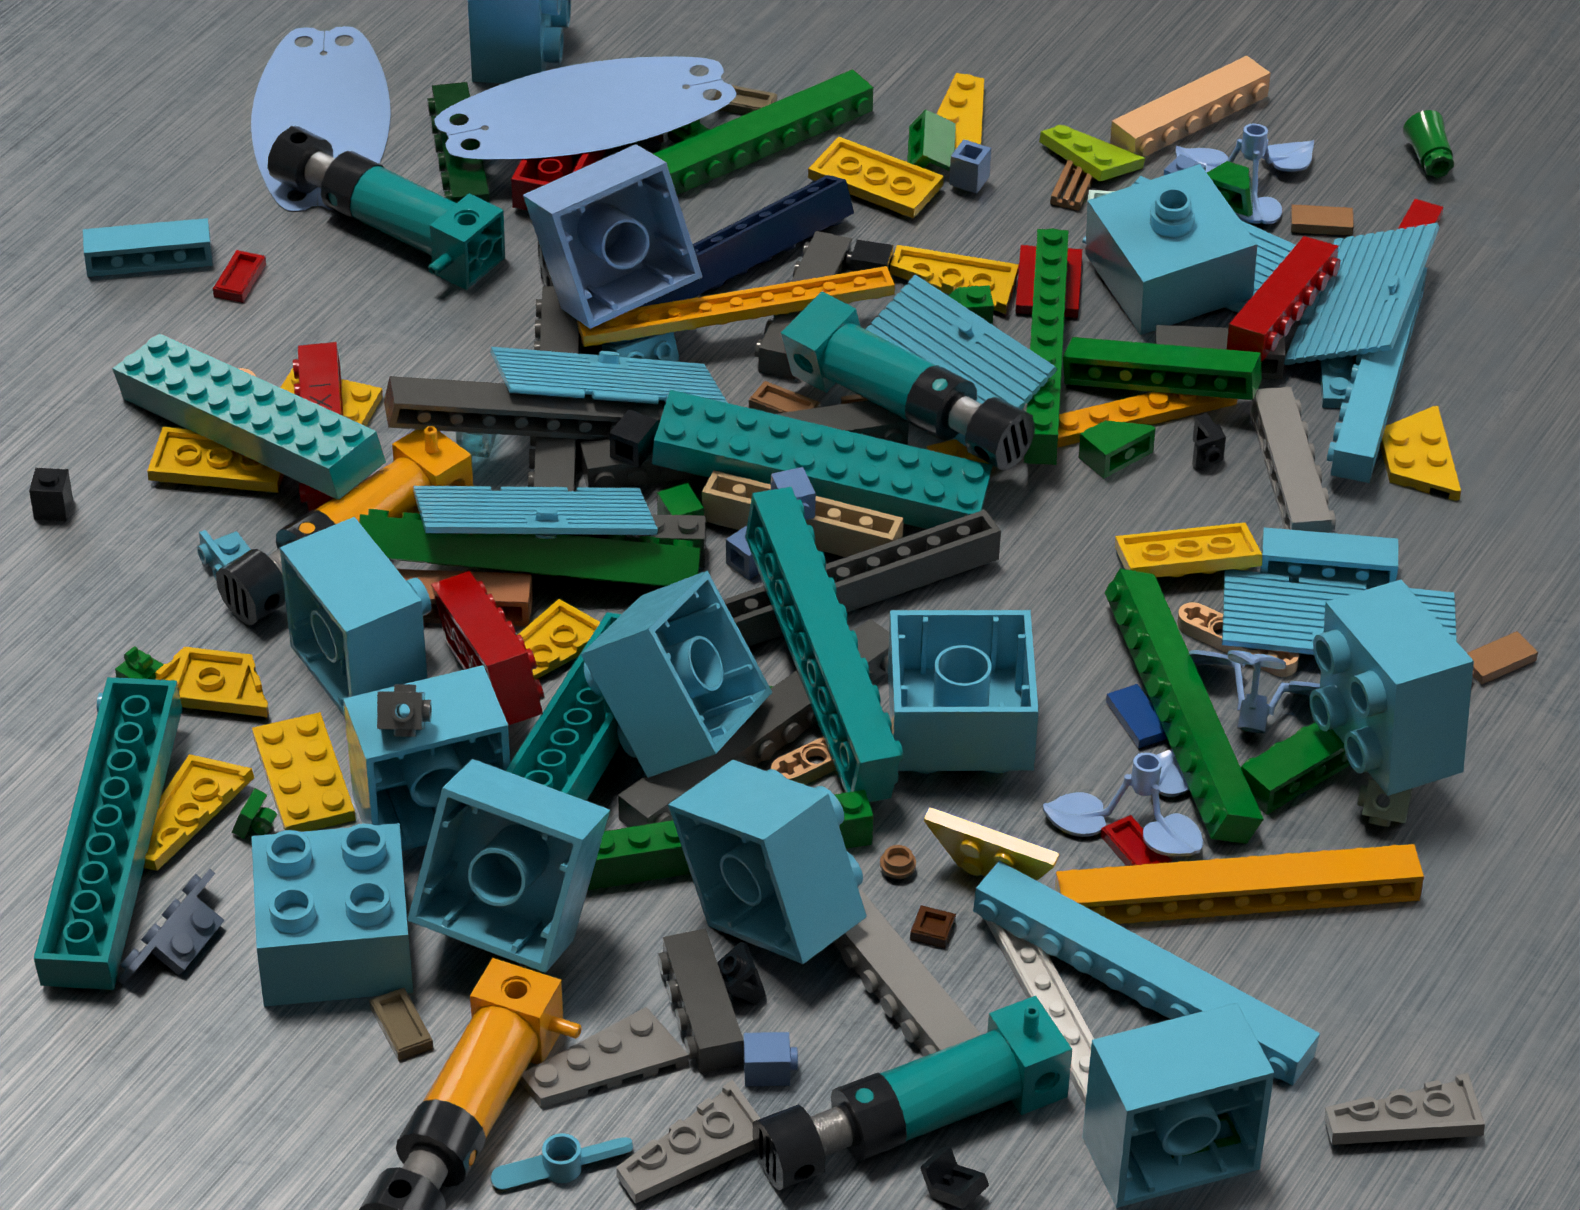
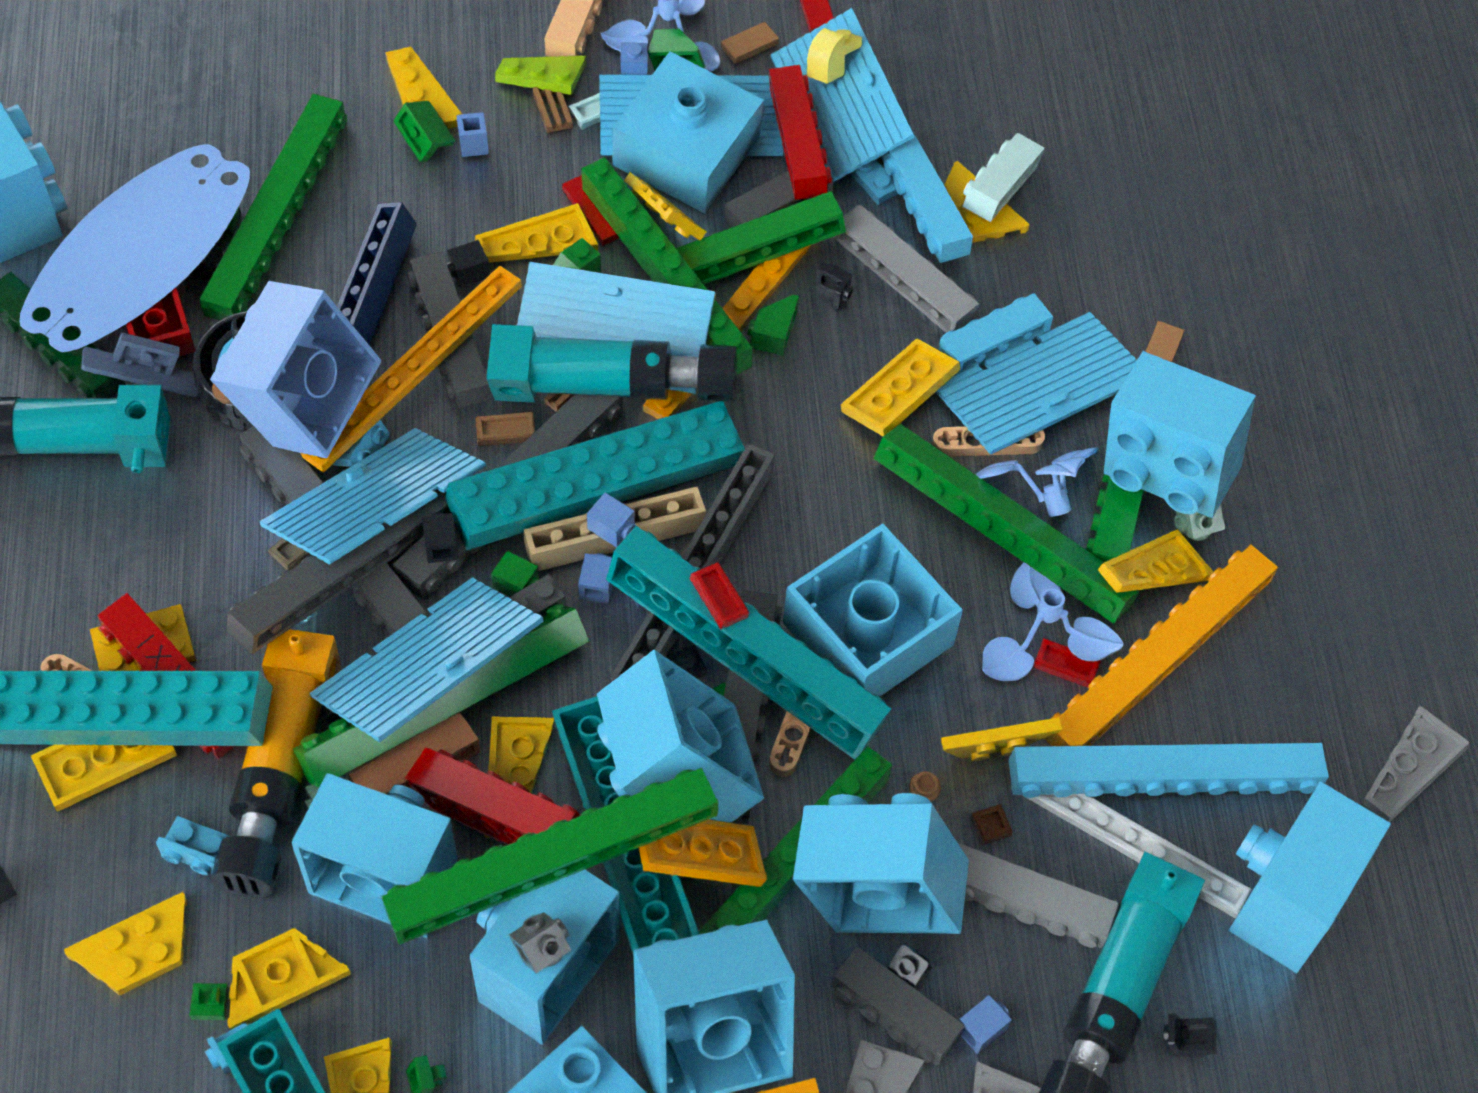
camera: 40 degrees left, 15 degrees up
(121, 603) = (136, 947): none -> yellow wing
(303, 773) = (424, 1008): yellow plate -> none
(475, 662) = (549, 855): none -> green brick
(503, 188) = (142, 363): none -> sand blue bracket
(622, 758) = (708, 852): none -> light orange plate
(747, 100) = (254, 158): dark tan tile -> none
(772, 658) = (689, 661): none -> black plate
(816, 577) = (719, 595): none -> red tile
(878, 176) = (404, 180): yellow plate -> none
(1090, 296) = (661, 205): none -> yellow wing
(1136, 715) = (976, 549): blue tile -> none
(1303, 811) = (1156, 564): none -> yellow wing
(1369, 243) = (828, 54): none -> light yellow brick
(1465, 434) = (1002, 176): none -> light aqua brick

